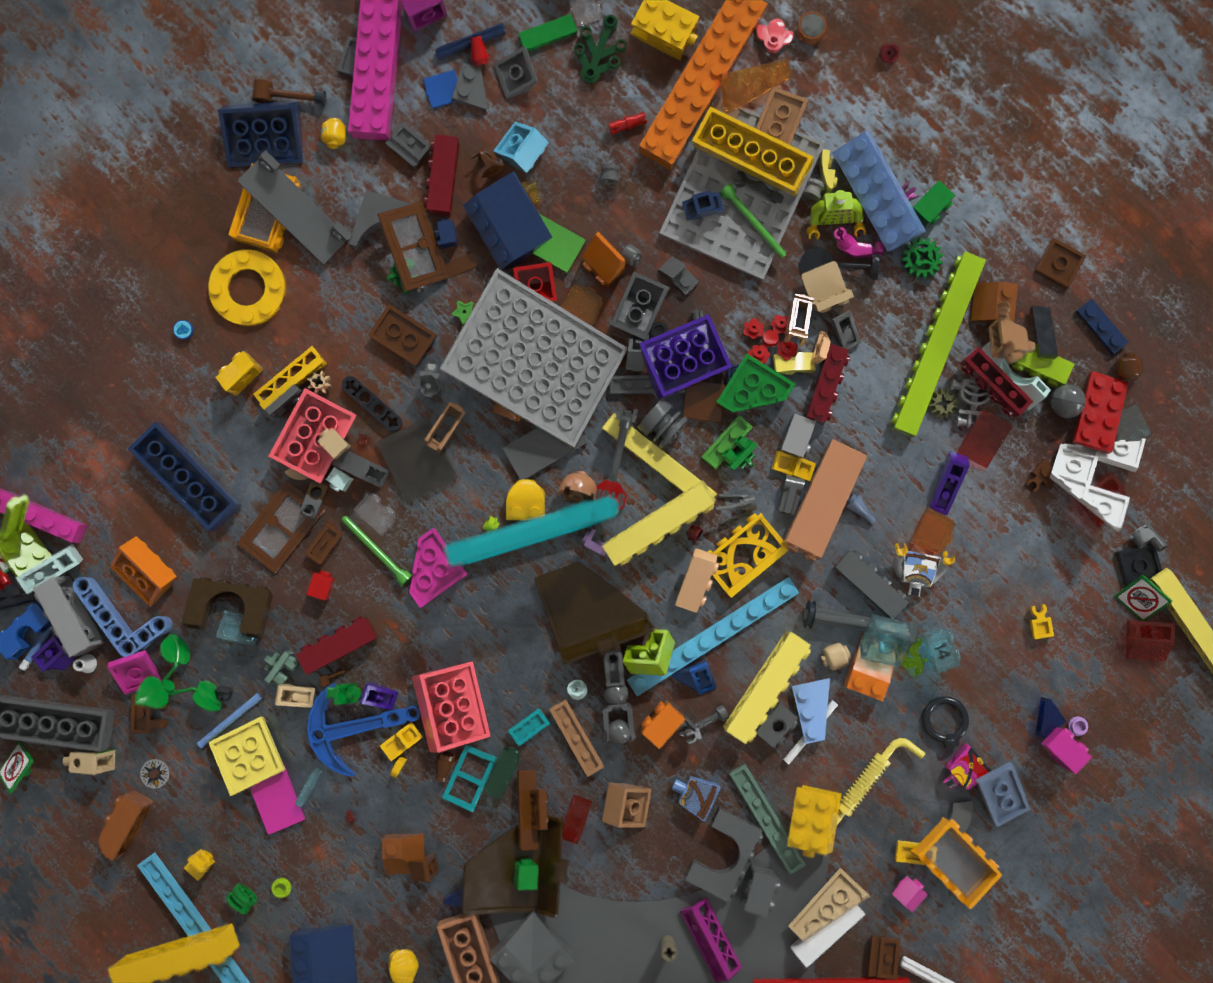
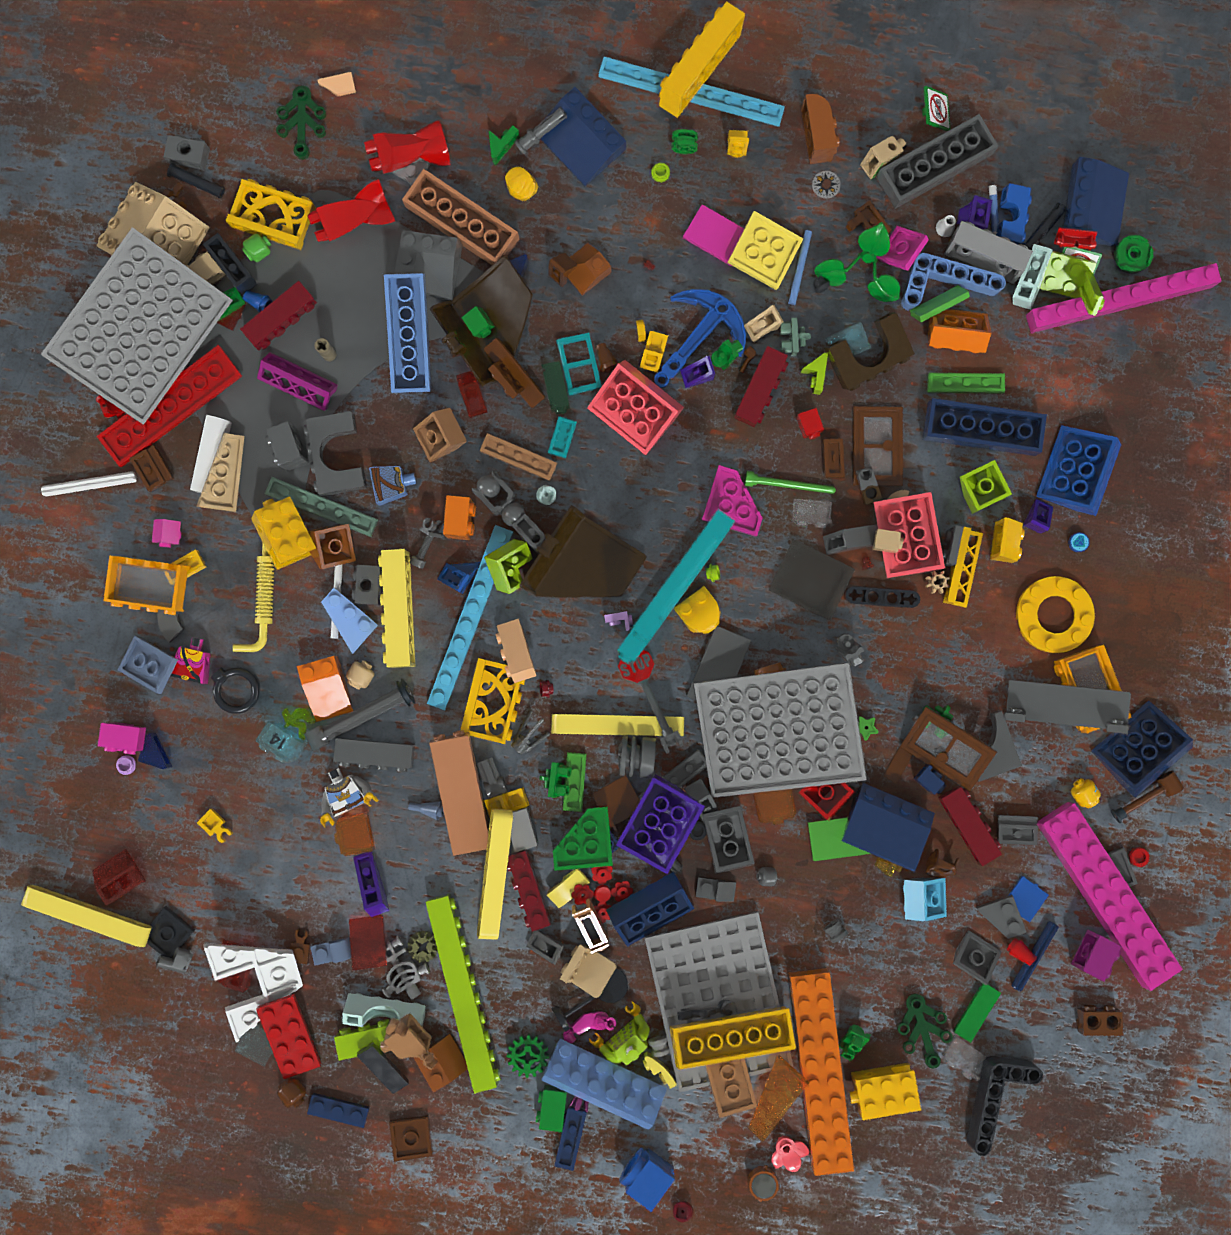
camera: 145 degrees right, 0 degrees up
(137, 386) = (1079, 469): none -> blue slope
(140, 604) = (939, 303): none -> bright green tile
(171, 524) = (966, 383): none -> bright green tile
(198, 373) = (1039, 517): none -> dark purple slope
(222, 429) = (984, 486): none -> lime slope
(280, 626) = (818, 369): none -> lime slope
(309, 786) = (698, 263): clear light blue tile -> none
(331, 55) = (1138, 856): none -> red tile
(339, 480) = (860, 517): light aqua plate -> none
(402, 335) = (900, 670): reddish brown plate -> none
(453, 410) = (810, 641): medium nougat window -> none
(578, 488) = (665, 653): nougat cylinder -> none
(590, 910) = (407, 332): none -> medium blue brick
(603, 260) = (785, 853): orange slope -> none
(627, 123) = (853, 985): red pin -> none
(658, 523) = (580, 672): light yellow brick -> none
(660, 80) = (853, 1042): none -> green hips
(702, 205) = (739, 961): dark blue brick -> none
(729, 193) = (724, 988): bright green piece -> none
(742, 298) = (650, 909): none -> dark blue slope
(781, 779) = (332, 546): none -> dark orange slope
(821, 348) = (555, 917): light nougat tile -> none
(844, 416) = (494, 874): none -> light yellow beam
(885, 640) = (329, 716): clear light blue brick -> none
(898, 96) = (647, 1178): none -> blue piece
(935, 170) = (570, 1138): none -> dark blue plate
(995, 382) = (392, 995): dark red brick -> none
(1017, 453) = (331, 951): none -> sand blue plate
(1067, 401) = (322, 1025): dark grey piece -> none
(1143, 598) = (146, 907): piece -> none

